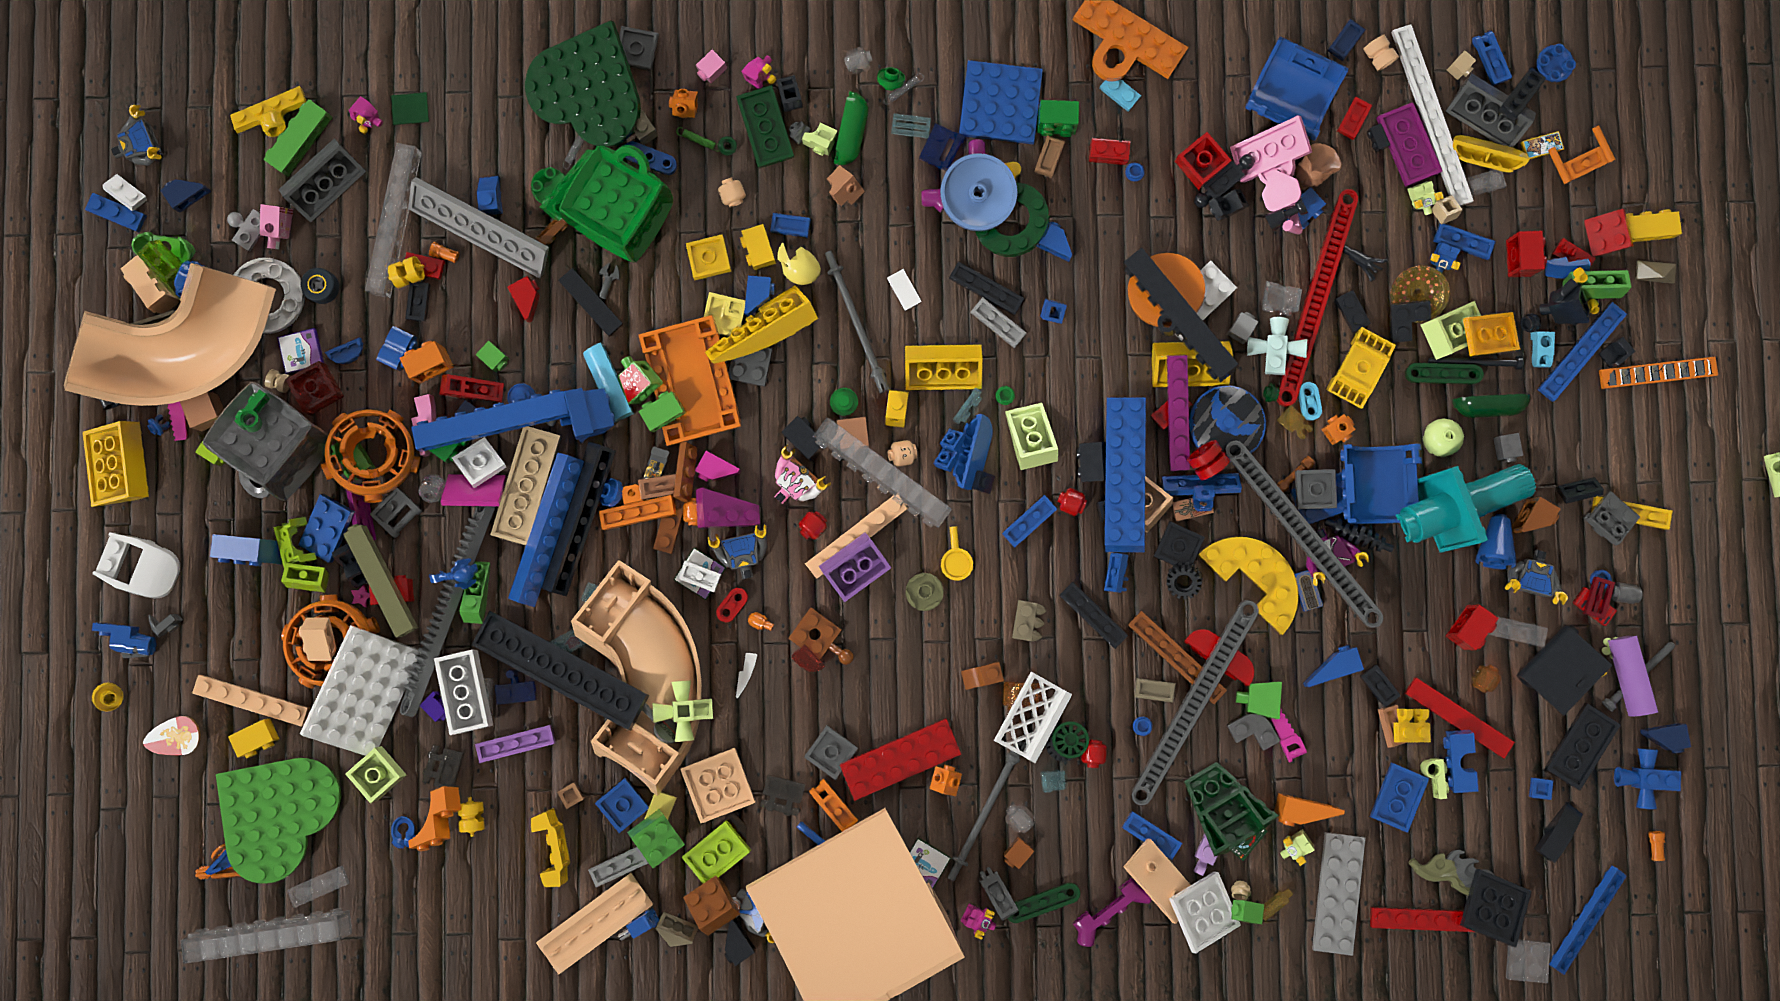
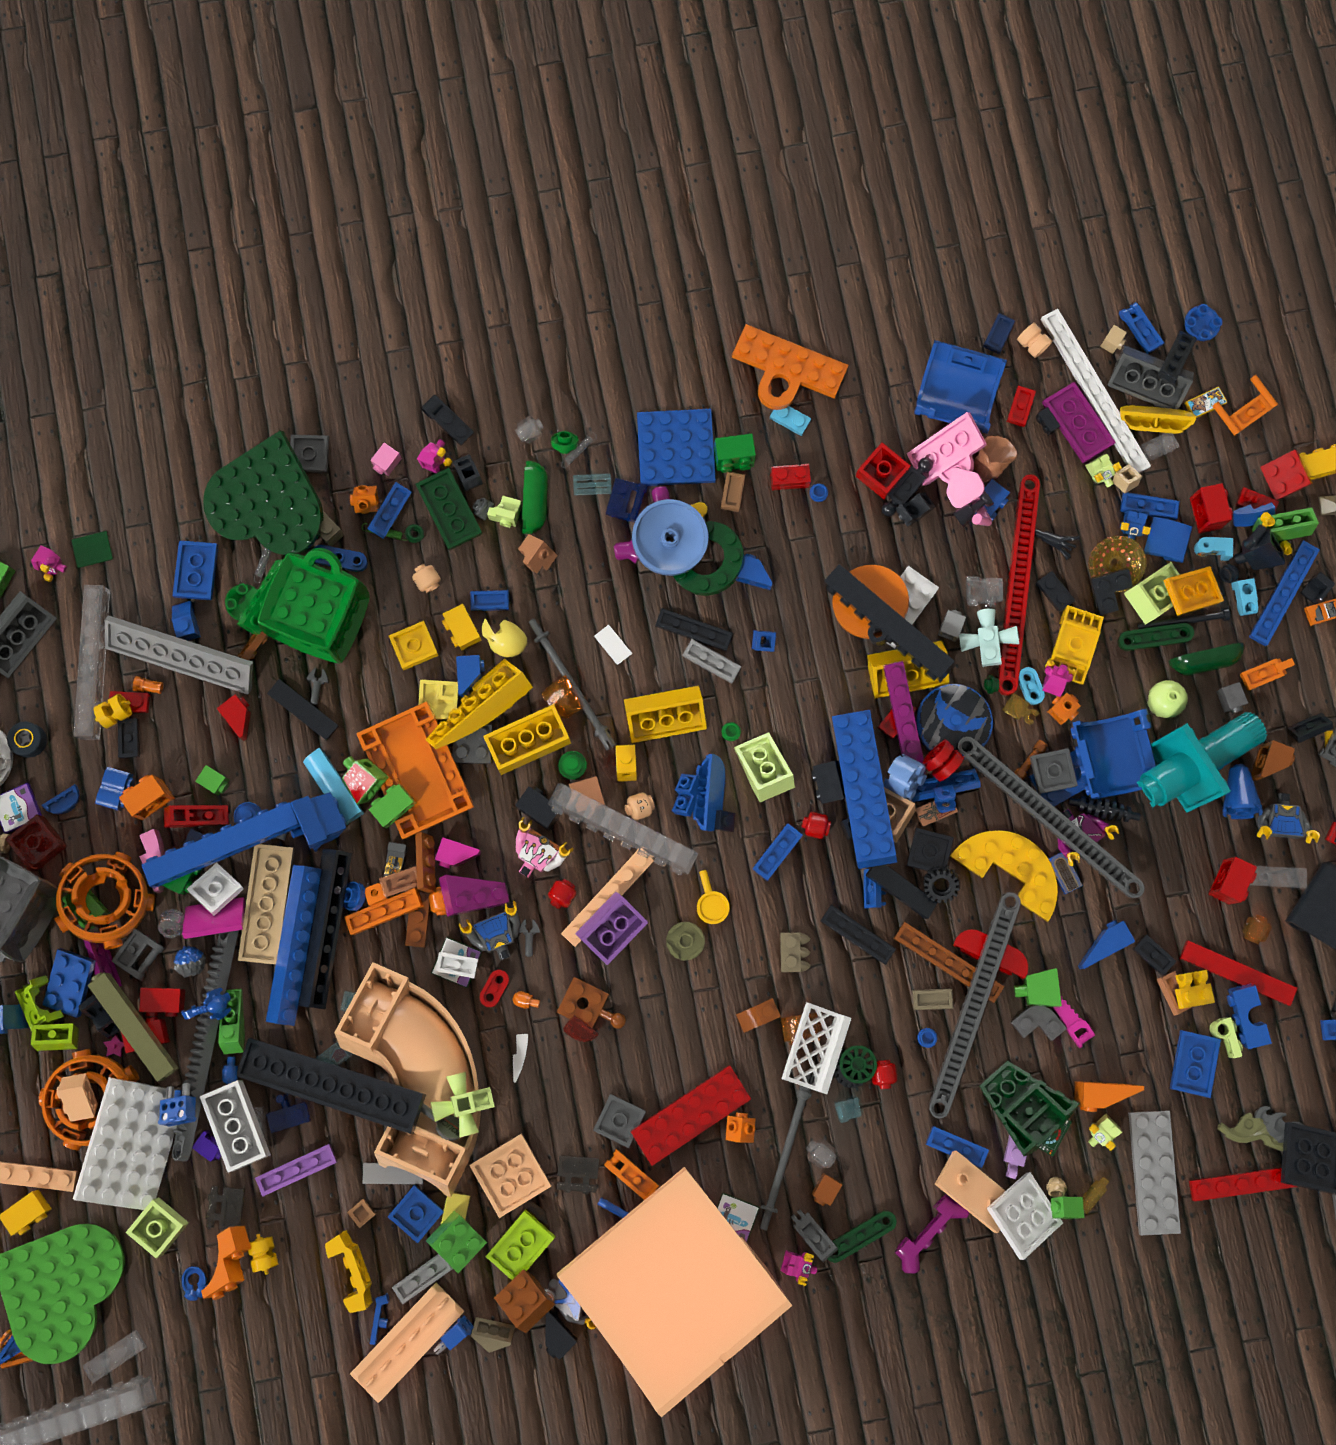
camera: 20 degrees left, 5 degrees down
(411, 667) = (177, 1109): none -> blue piece
(412, 560) = (162, 1000): none -> red brick
(444, 528) = (189, 961): none -> piece
(466, 640) = (229, 1073): none -> blue cylinder
(507, 146) = (195, 570): none -> blue plate
(570, 899) = (378, 1321): none -> blue piece
(590, 761) = (376, 1174): none -> light grey tile
(706, 118) = (389, 510): none -> blue plate
(774, 561) = (529, 936): none -> dark grey bar
(778, 36) = (447, 419): none -> black plate
(804, 369) = (527, 739): none -> yellow slope
(843, 335) = (562, 698): none -> clear orange cylinder
(973, 400) = (693, 756): clear light blue plate -> none
(1144, 579) = (902, 890): none -> black tile
(1168, 469) = (905, 776): none -> medium blue brick
(1337, 398) = (1056, 678): none -> dark pink piece
(1476, 278) = (1168, 539): none -> blue slope
(1522, 293) = (1215, 546): none -> medium azure leg
(1547, 428) = (1265, 673): none -> orange hinge

